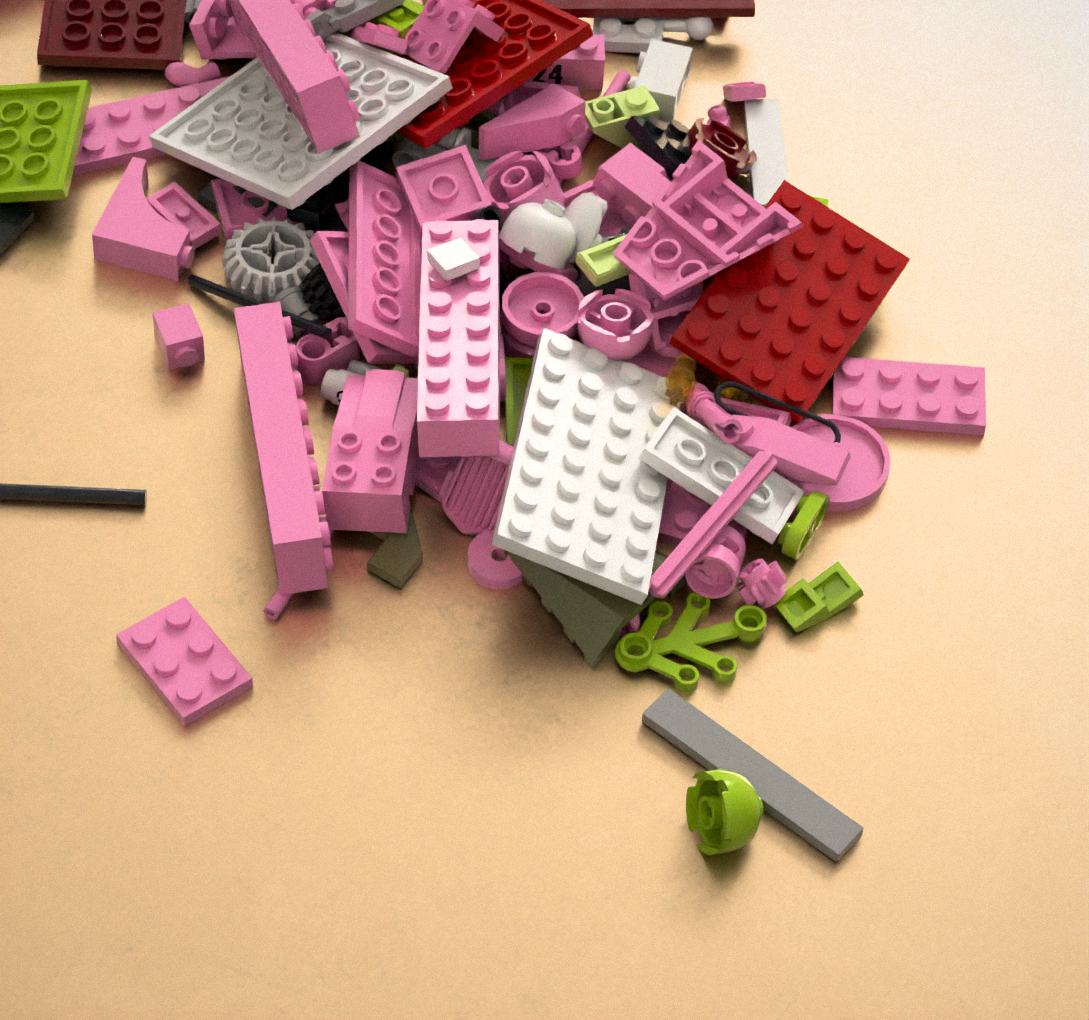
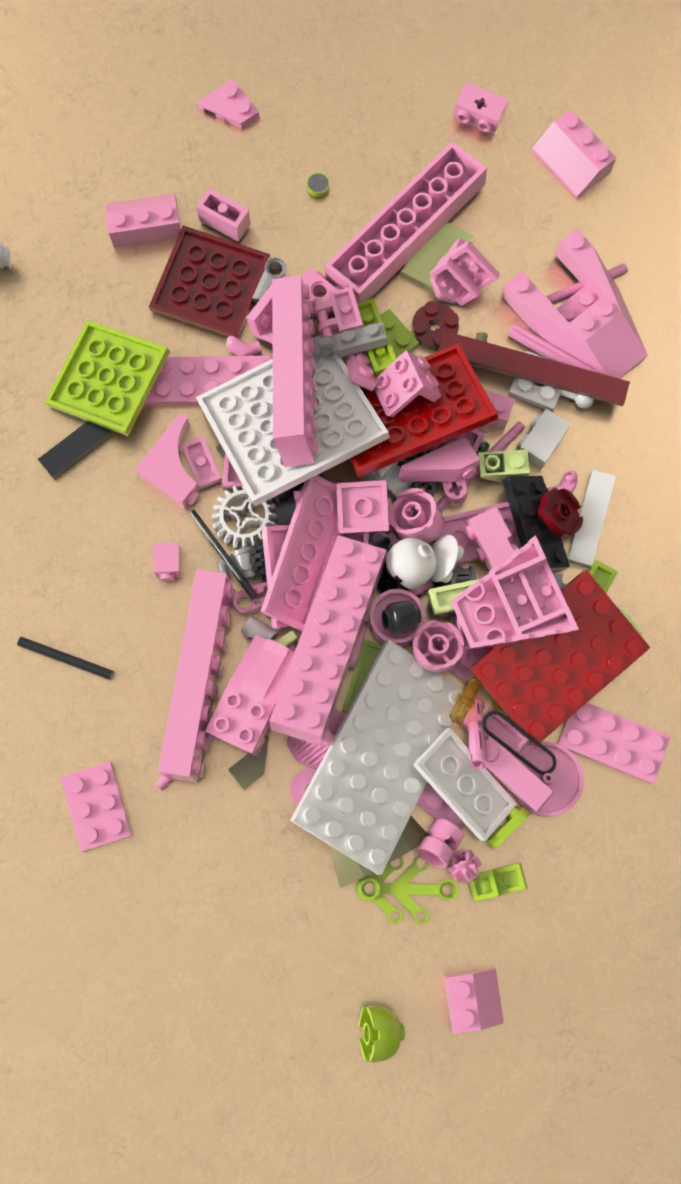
camera: 20 degrees right, 25 degrees up
(453, 259) = (341, 585): white tile -> none
(550, 294) = (401, 617): none -> black head
(711, 524) = (443, 829): bright pink axle -> none
(744, 91) = (594, 463): bright pink tile -> none
(780, 792) = (410, 1002): light grey tile -> none
(839, 743) = (473, 1000): none -> bright pink slope

